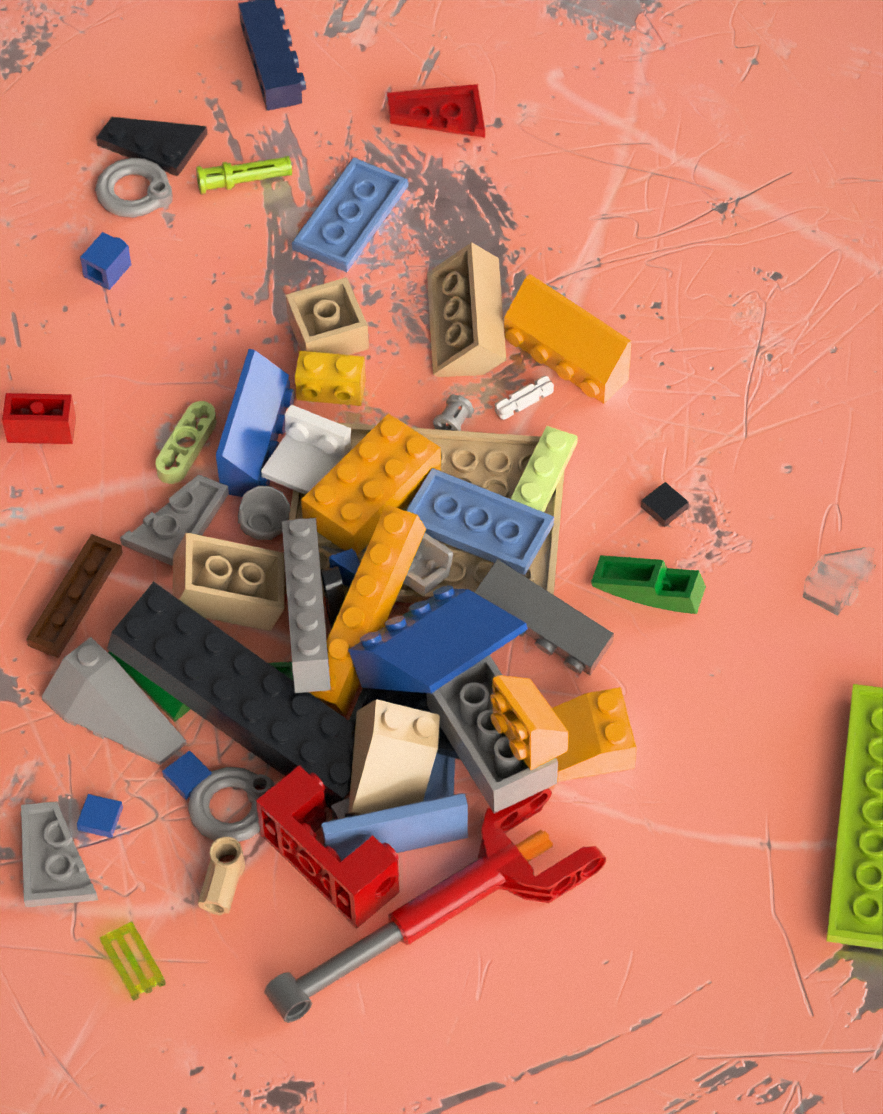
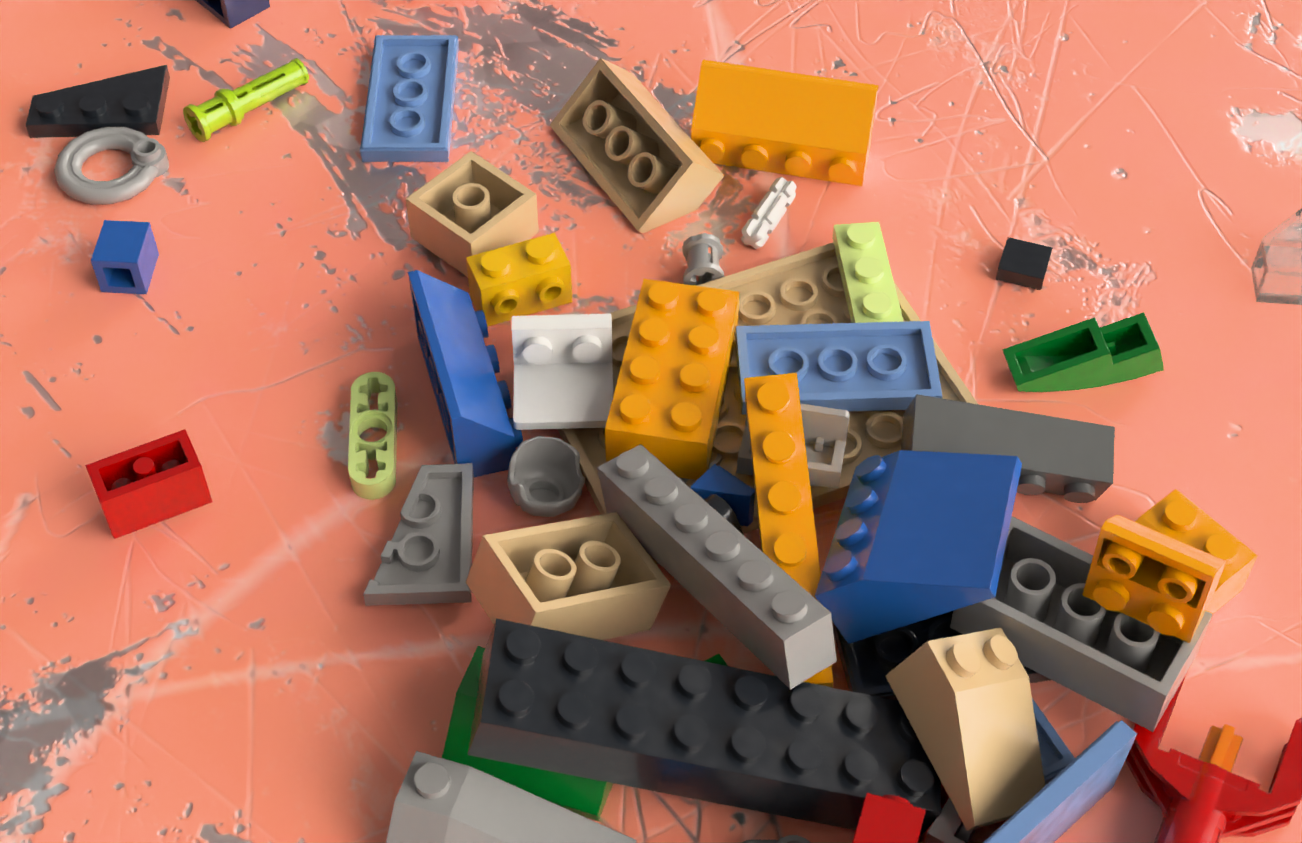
camera: 30 degrees left, 5 degrees down
(74, 596) = (342, 709): reddish brown plate -> none

